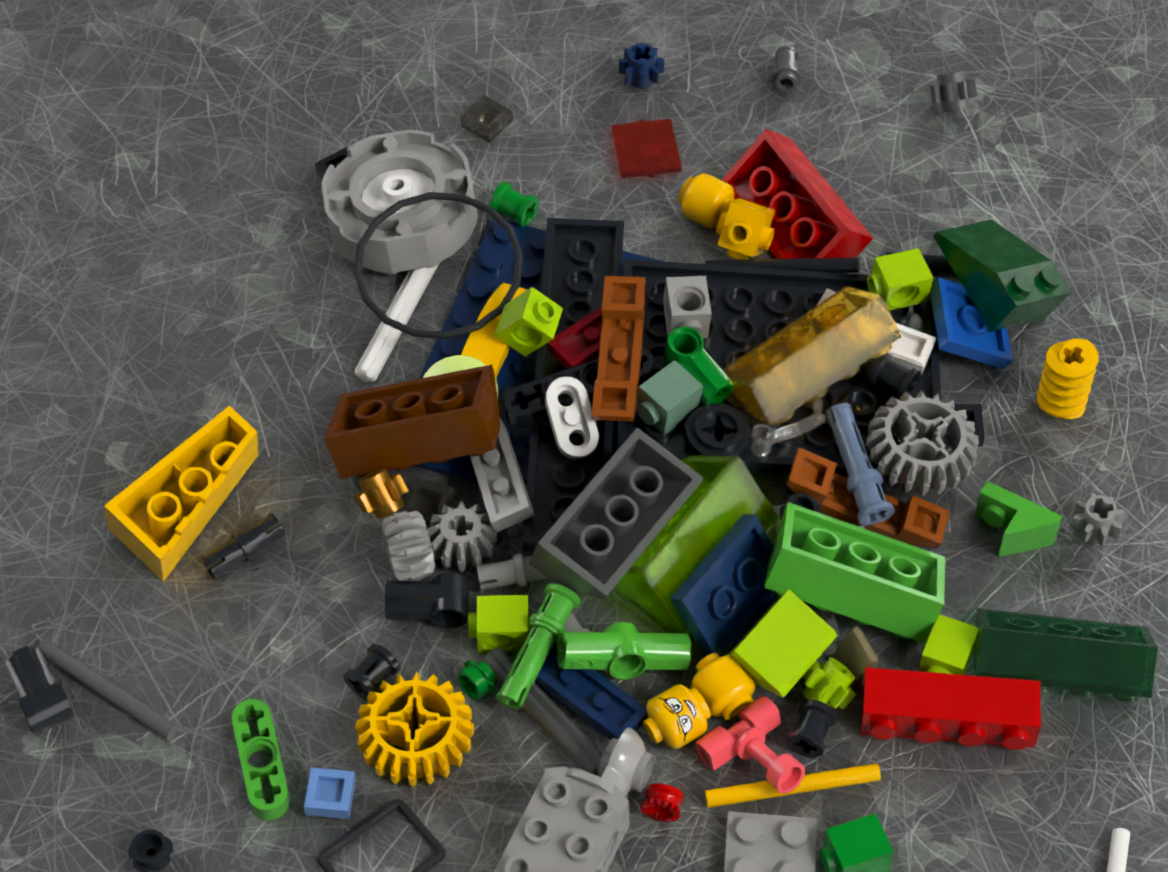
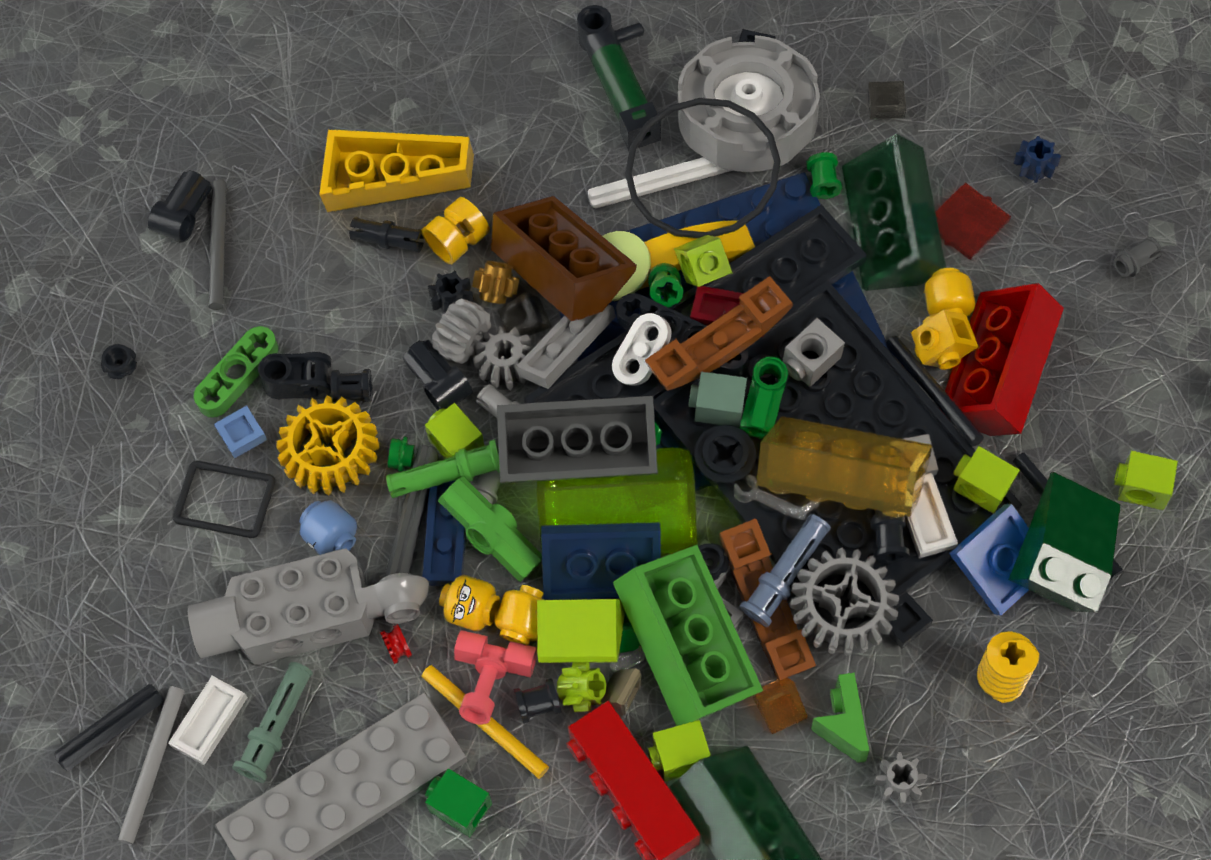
camera: 55 degrees right, 10 degrees up
(211, 262) = (616, 73): none -> piece
(299, 488) = (459, 226): none -> yellow wheel
(321, 703) = (298, 376): none -> black piece
(356, 535) = (448, 290): none -> black gear
(502, 780) = (327, 527): none -> medium blue head
(514, 368) = (658, 277): none -> green bush
(597, 183) = (893, 215): none -> clear green slope
(963, 559) = (780, 705): none -> clear orange slope
(981, 193) = (1146, 480): none -> lime brick

